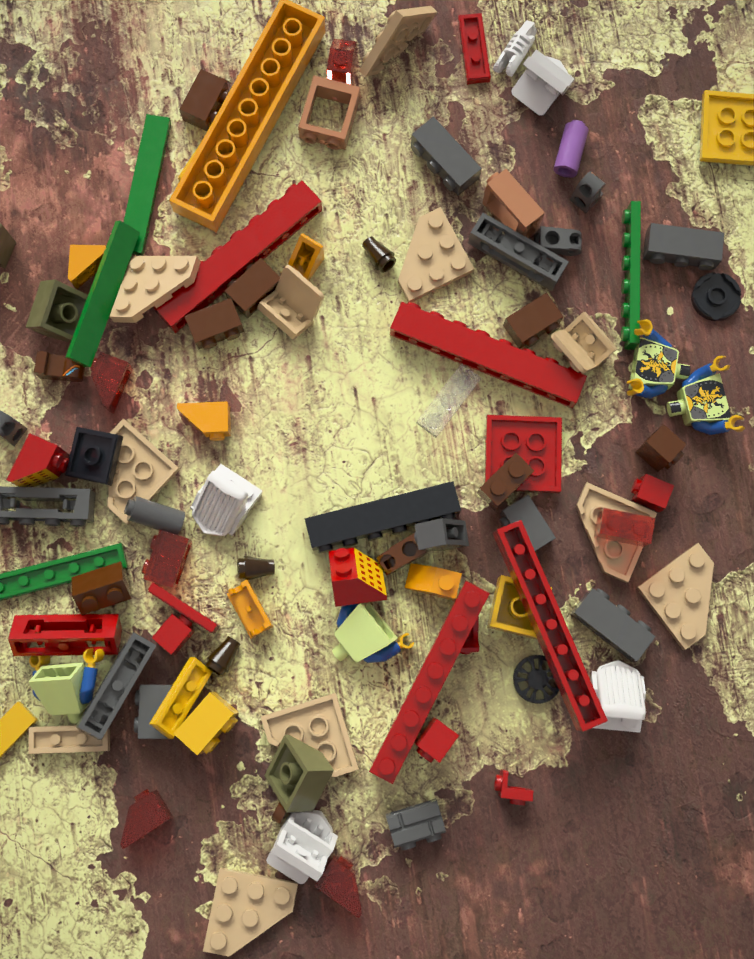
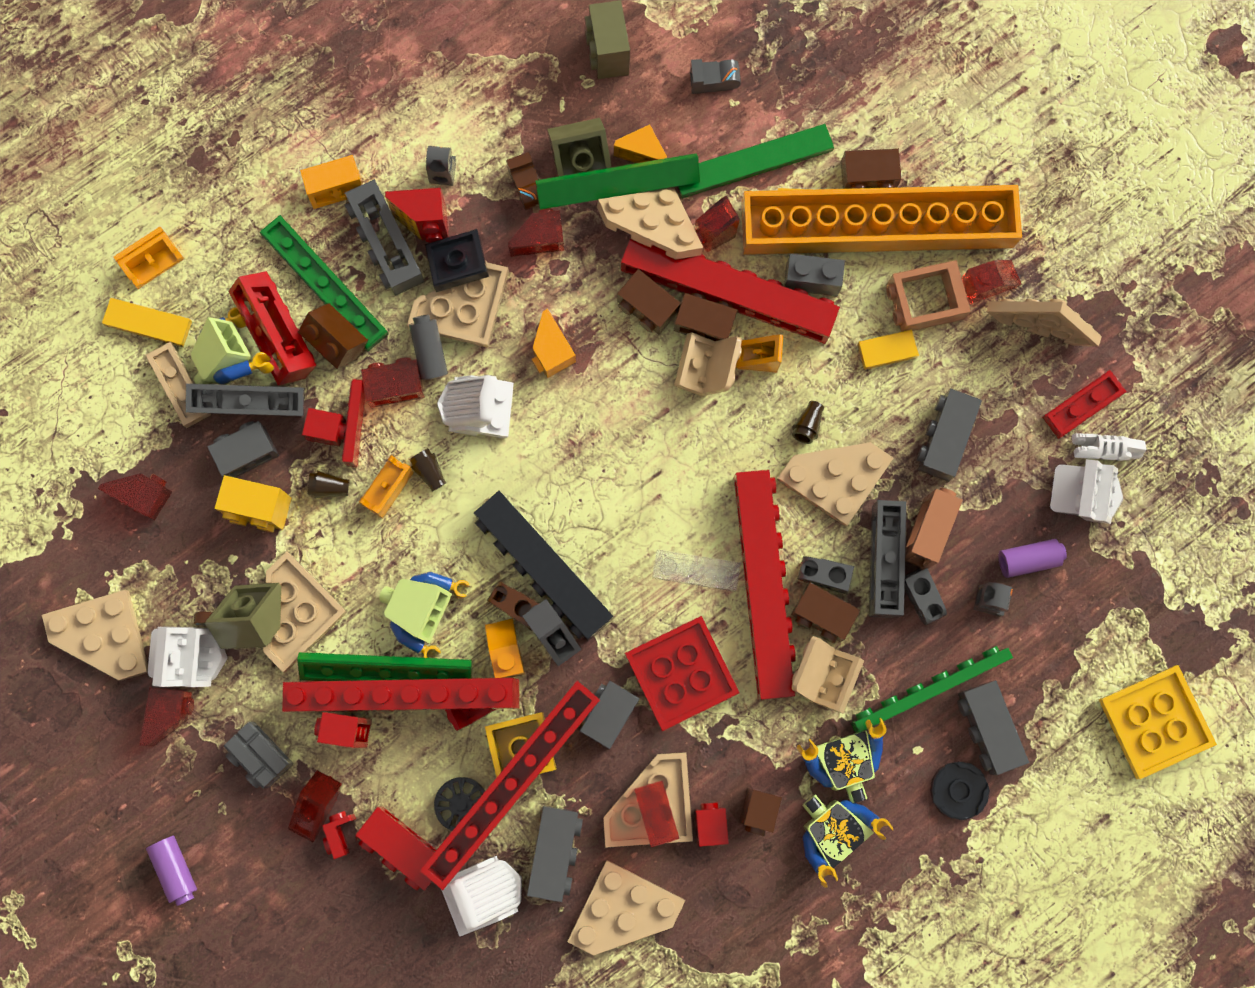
camera: 60 degrees right, 0 degrees up
(57, 176) = (714, 76): none -> dark grey leg
(181, 697) = (266, 466): yellow tile -> none
(182, 235) = (717, 224): none -> clear red slope
(264, 186) = (814, 274): none -> dark grey brick
(353, 165) = (888, 349): none -> yellow tile
(355, 577) = (465, 570): red slope -> none
(397, 688) = (368, 667): none -> green tile
(473, 941) = (172, 870): none -> medium lavender brick
(480, 797) = (314, 805): none -> clear red slope
(504, 303) = (826, 574): none -> dark grey leg
(505, 481) = (639, 668): reddish brown brick -> none
(547, 745) = (397, 845): none -> red brick

